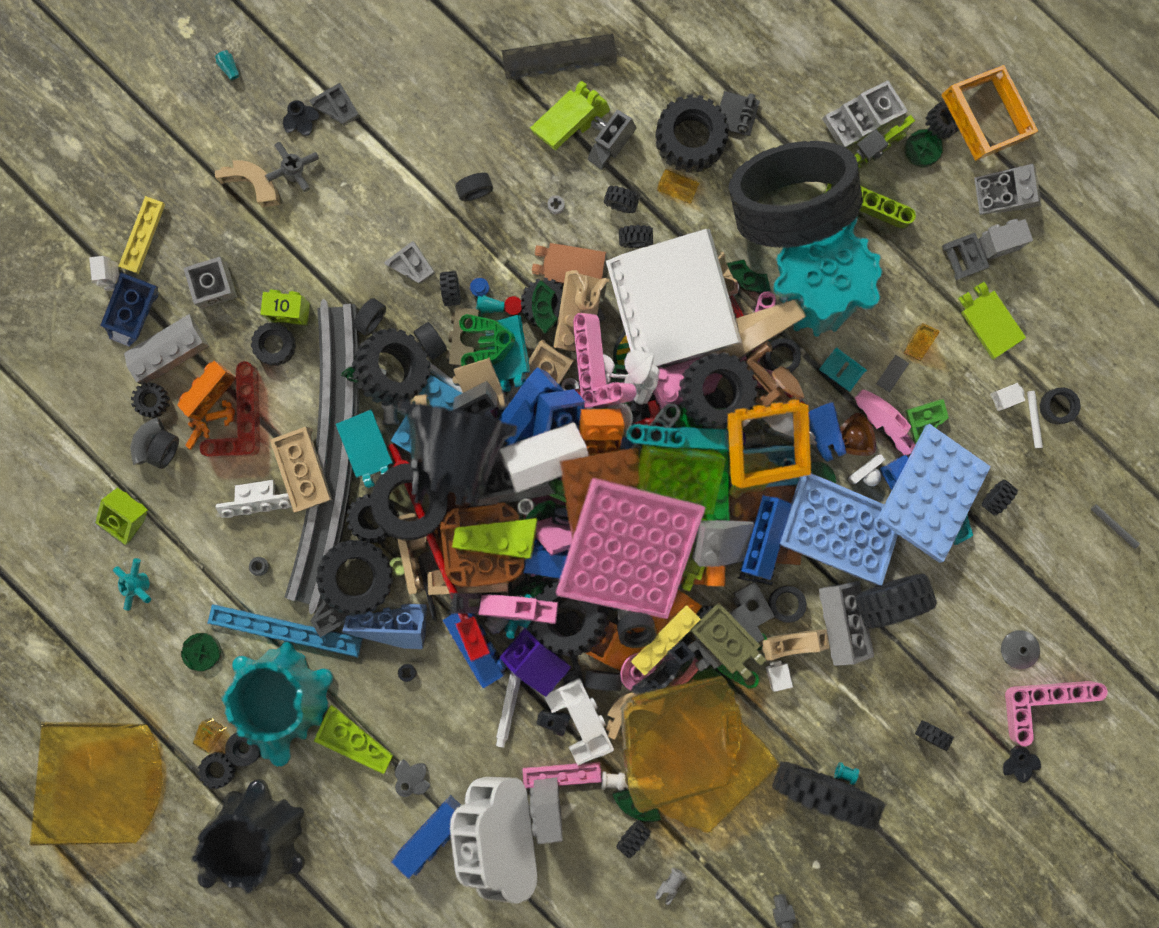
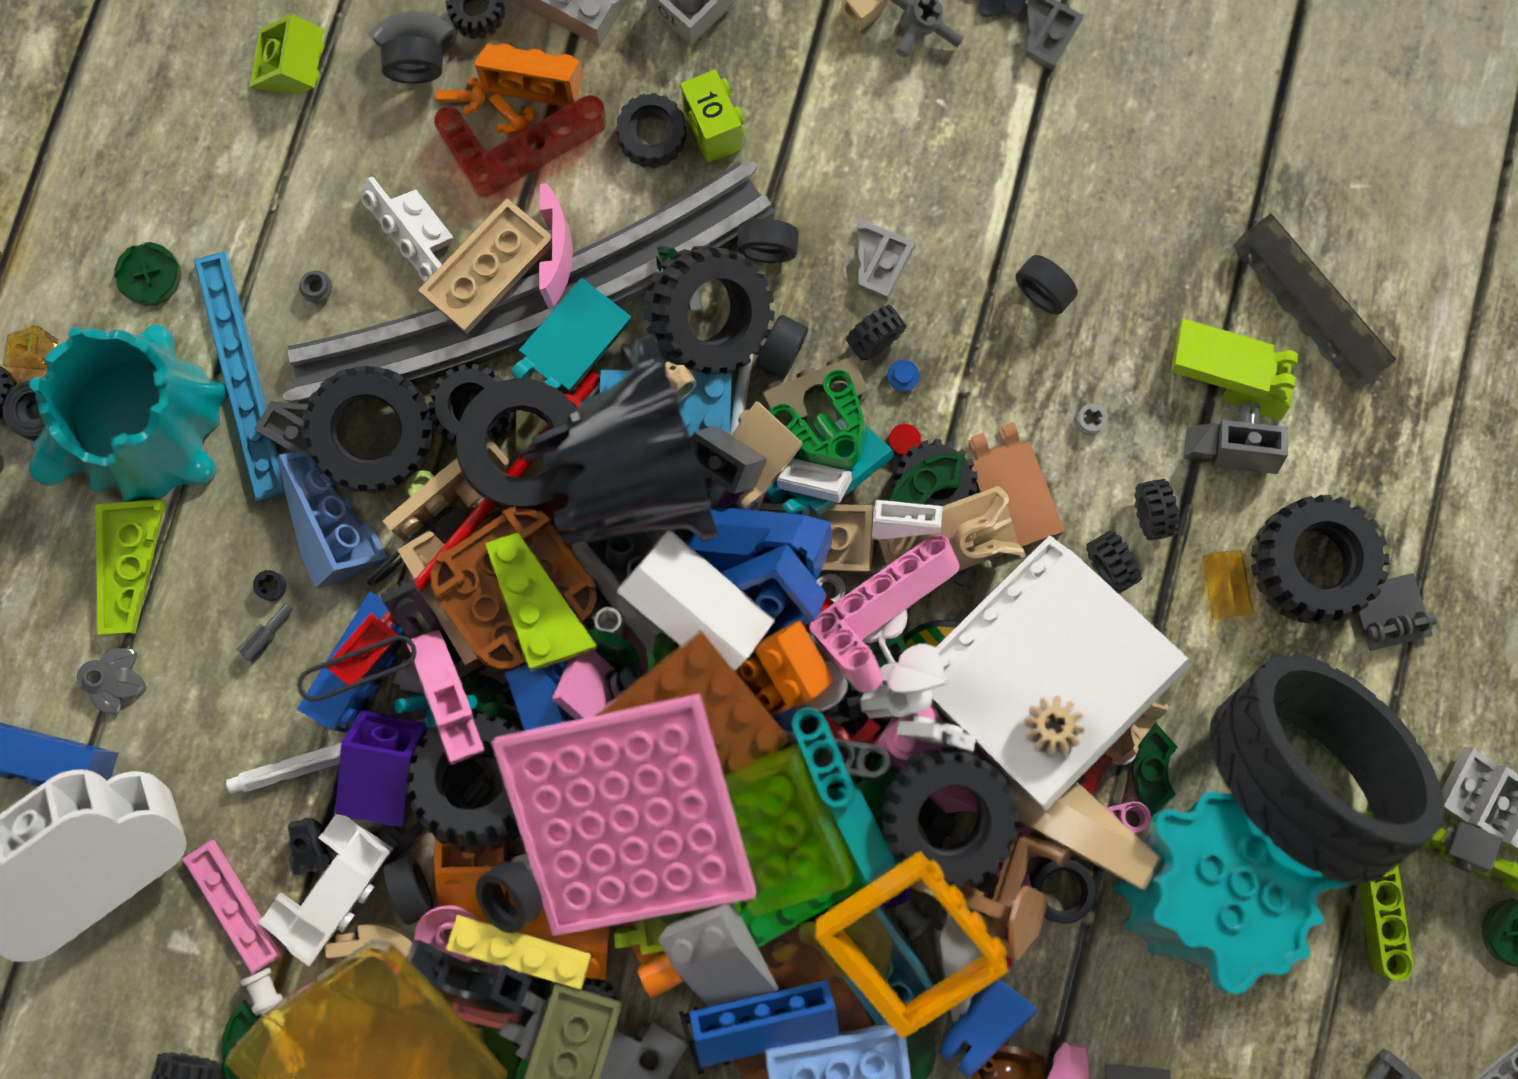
camera: 55 degrees right, 5 degrees down
(133, 584) = (194, 125): teal bar -> none
(325, 436) = (555, 273): none -> bright pink slope
(431, 689) = (263, 634): none -> dark grey axle
(472, 645) = (350, 655): none -> black piece
(489, 305) = (884, 403): teal cone -> none
(511, 362) = (814, 480): none -> white tile
(546, 811) = (157, 912): light grey brick -> none
(556, 332) = (905, 519): none -> white slope
(677, 370) = (942, 735): none -> white wing
(707, 318) = (1049, 737): none -> tan gear
(849, 376) = (1093, 1014): teal piece -> none

